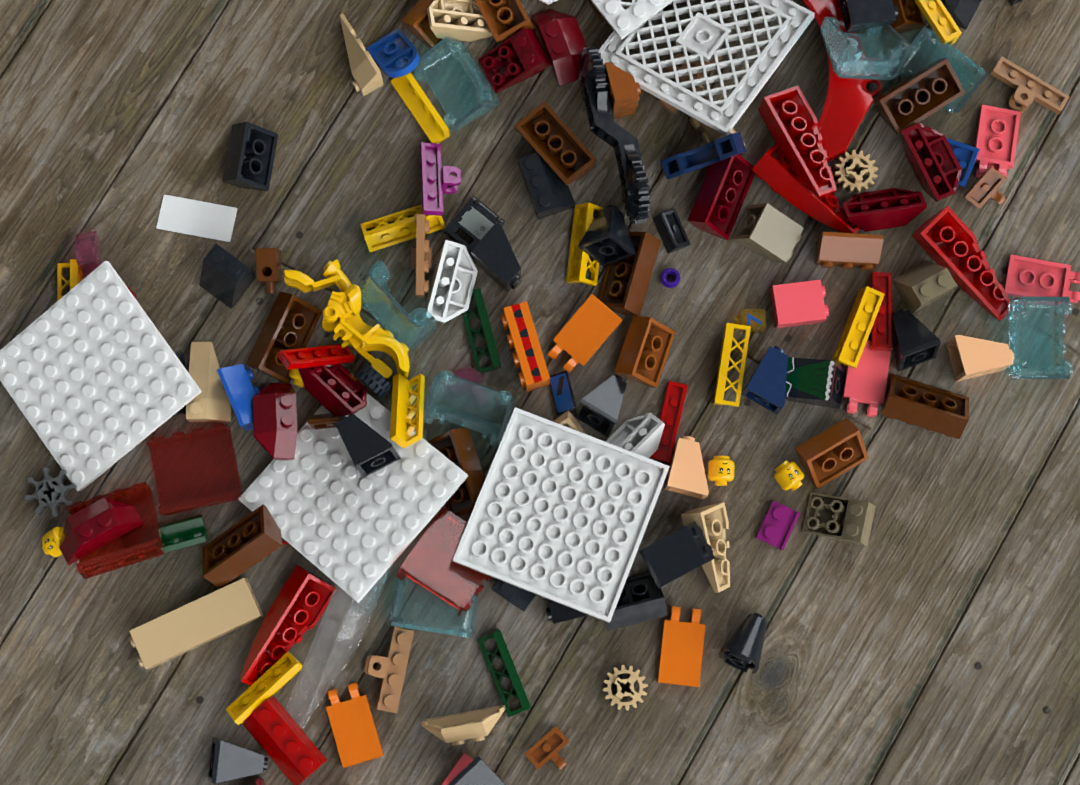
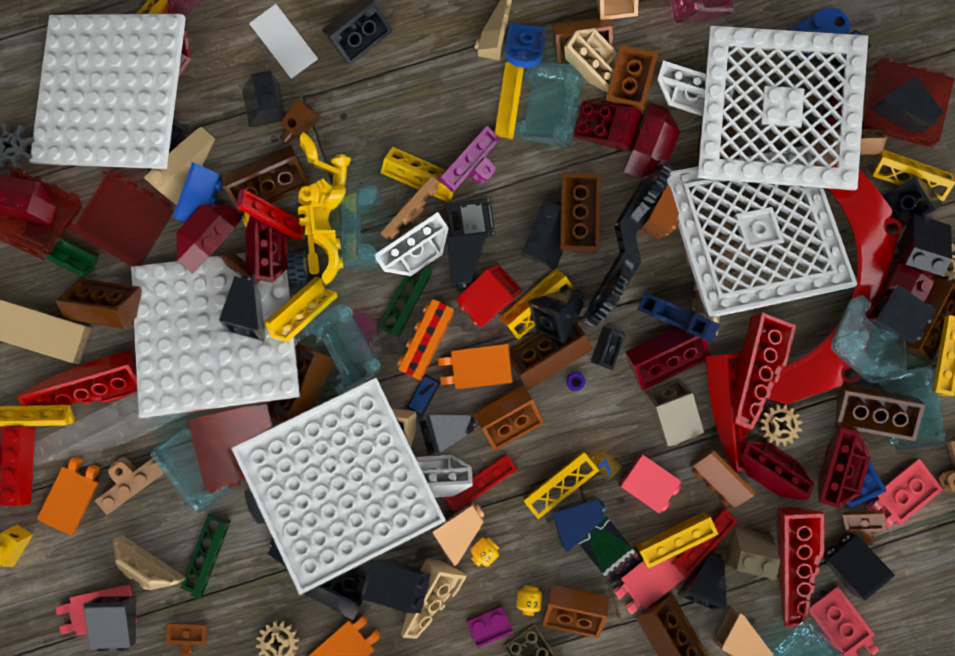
camera: 40 degrees right, 5 degrees up
(542, 271) = (488, 295): none -> red slope
(1009, 225) = (857, 566): none -> black slope

